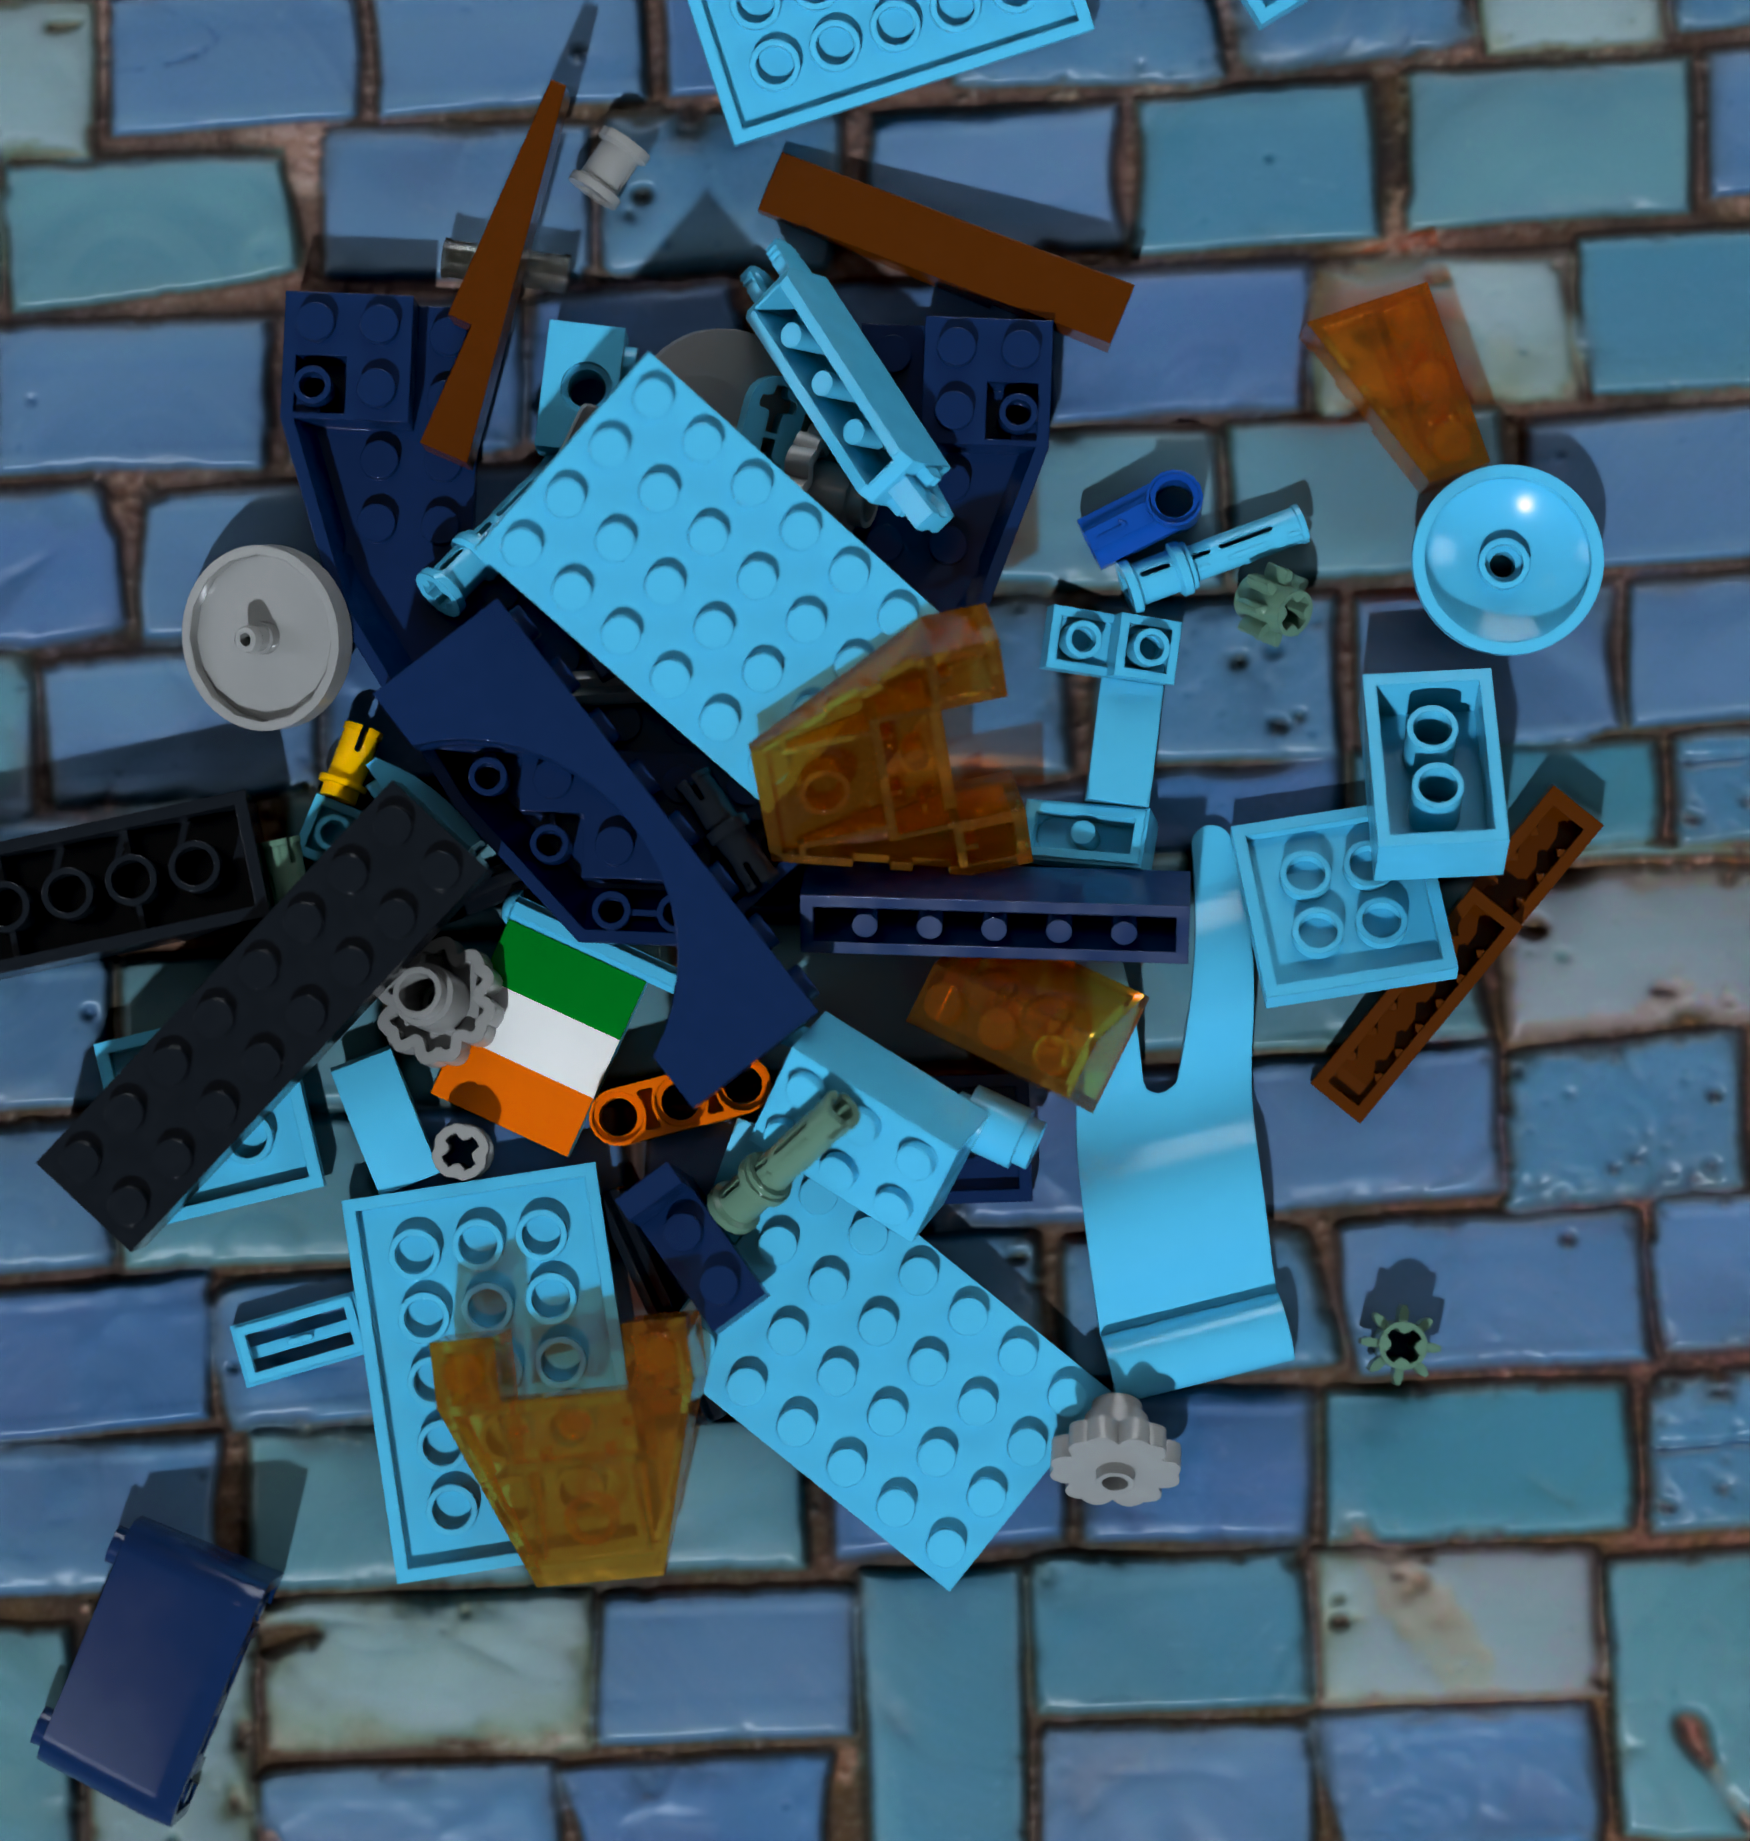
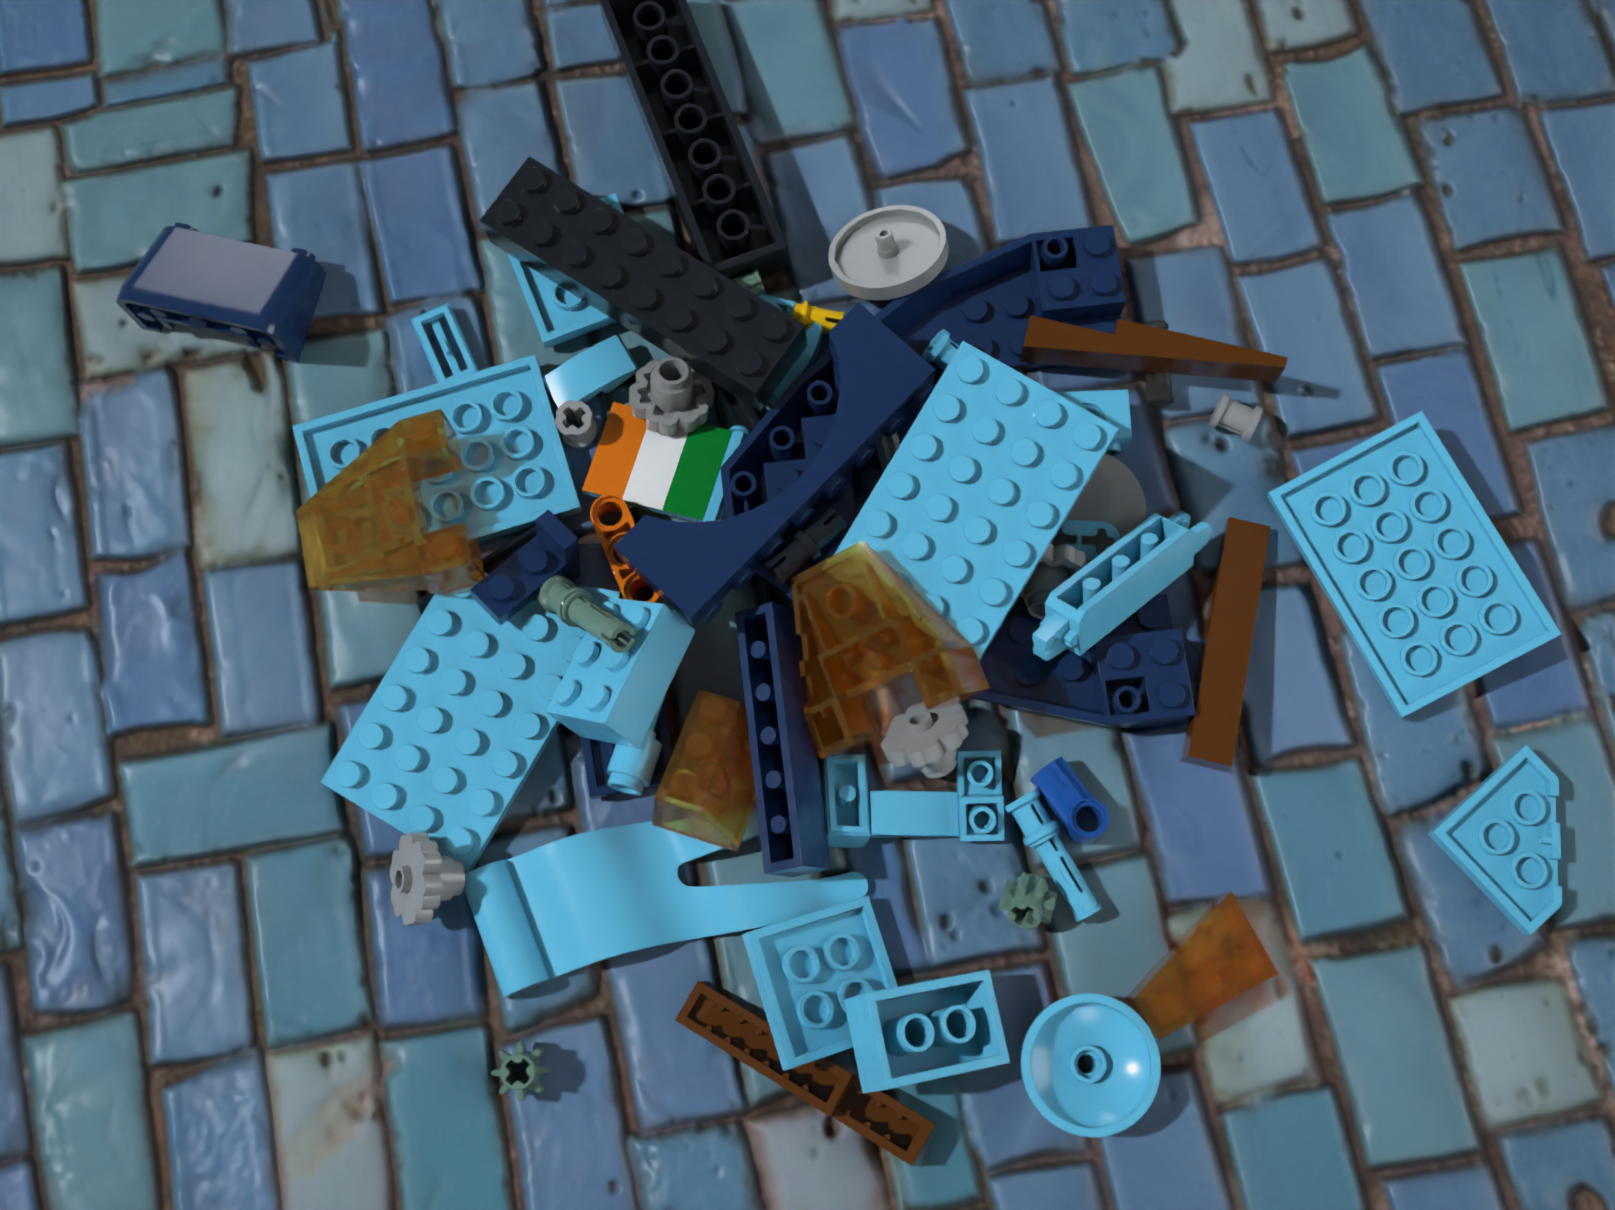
camera: 85 degrees right, 10 degrees down
(1029, 721) = (926, 738): none -> light grey plant

